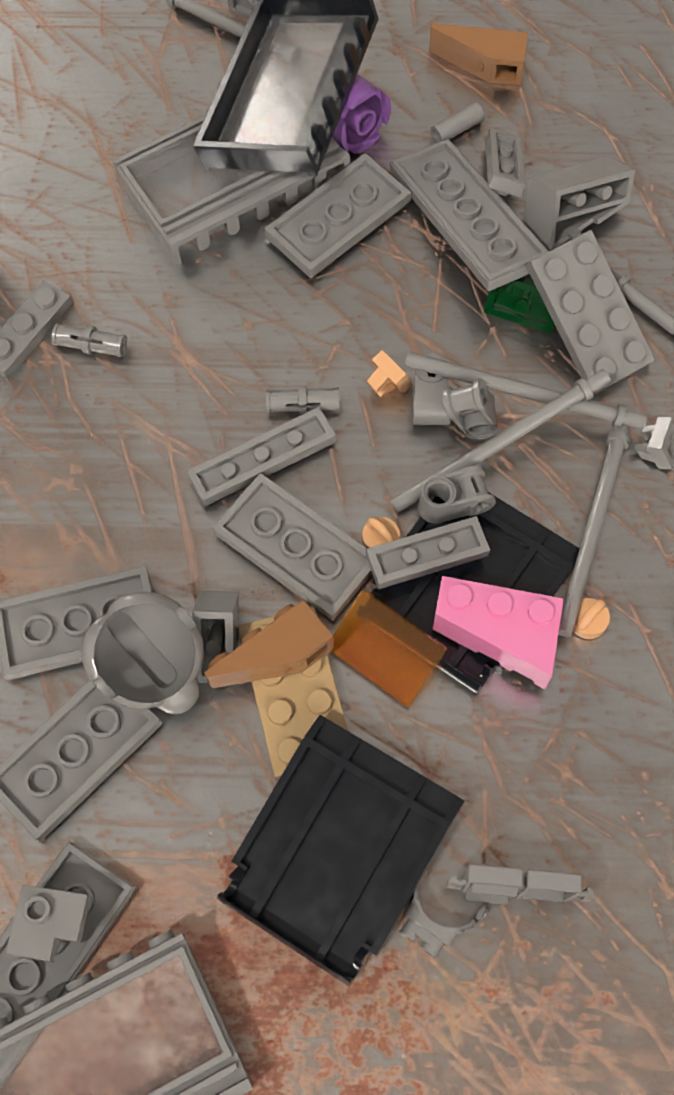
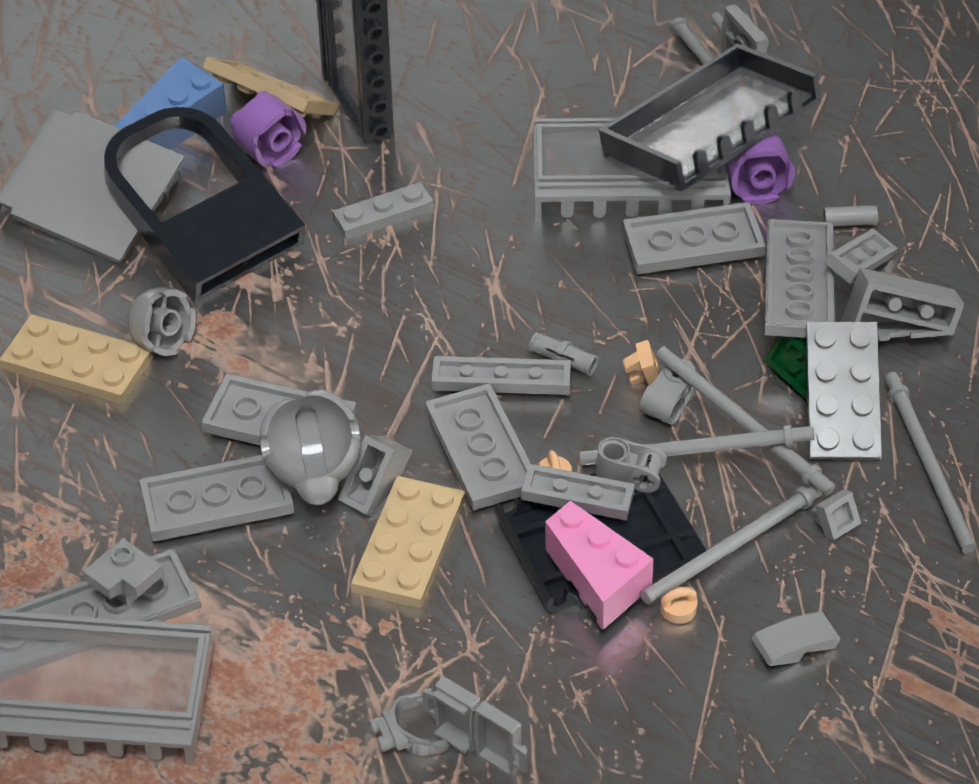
camera: 30 degrees right, 20 degrees down
(67, 336) = (440, 247): light grey pin -> none
(280, 649) = (412, 495): medium nougat slope -> none
(339, 849) = (363, 644): black piece -> none
(387, 648) = (498, 542): clear orange piece -> none
(471, 409) = (690, 411): light grey piece -> none
(484, 52) = (915, 173): medium nougat slope -> none

